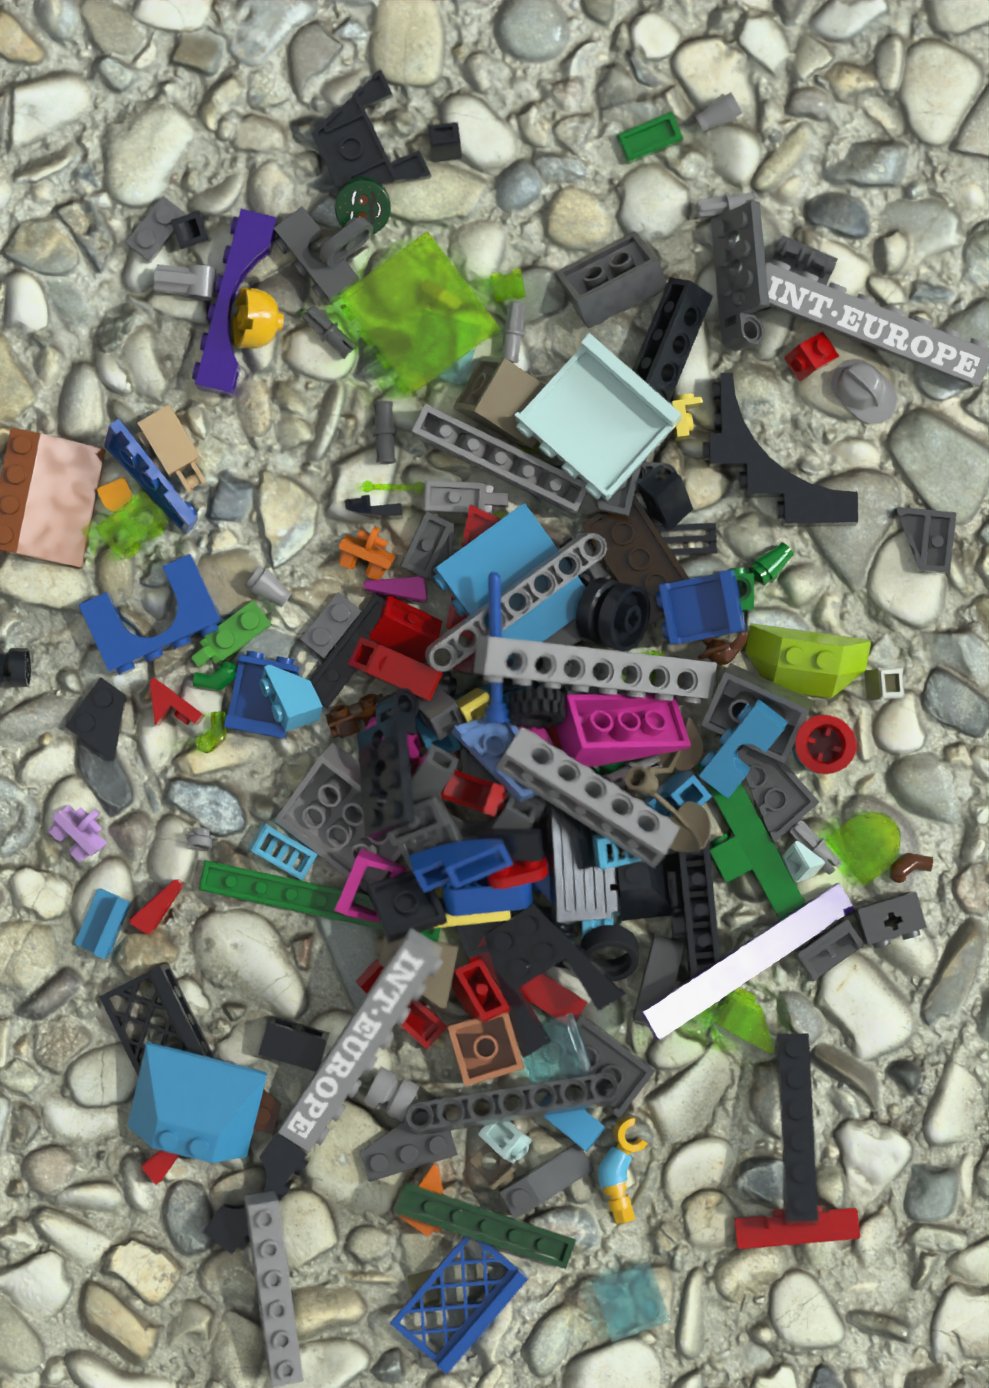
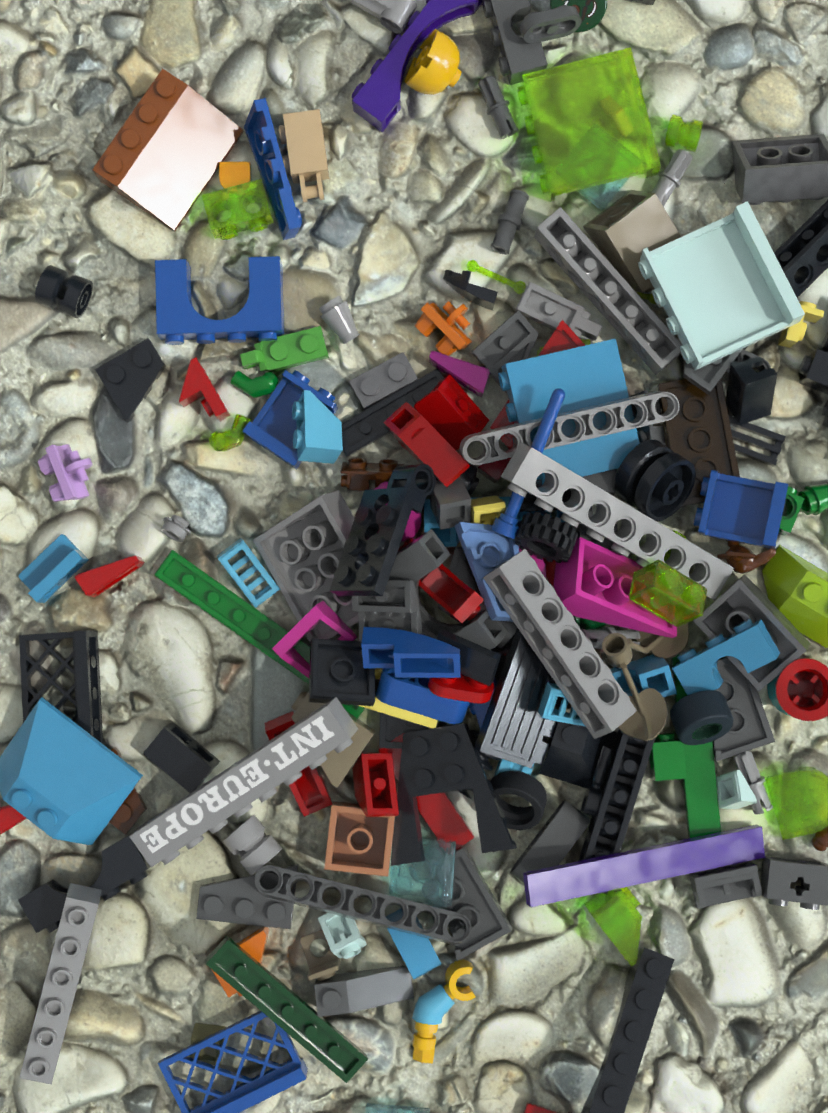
camera: 30 degrees right, 0 degrees up
(666, 711) = (668, 593): none -> clear neon green brick
(742, 809) = (701, 717): none -> black wheel

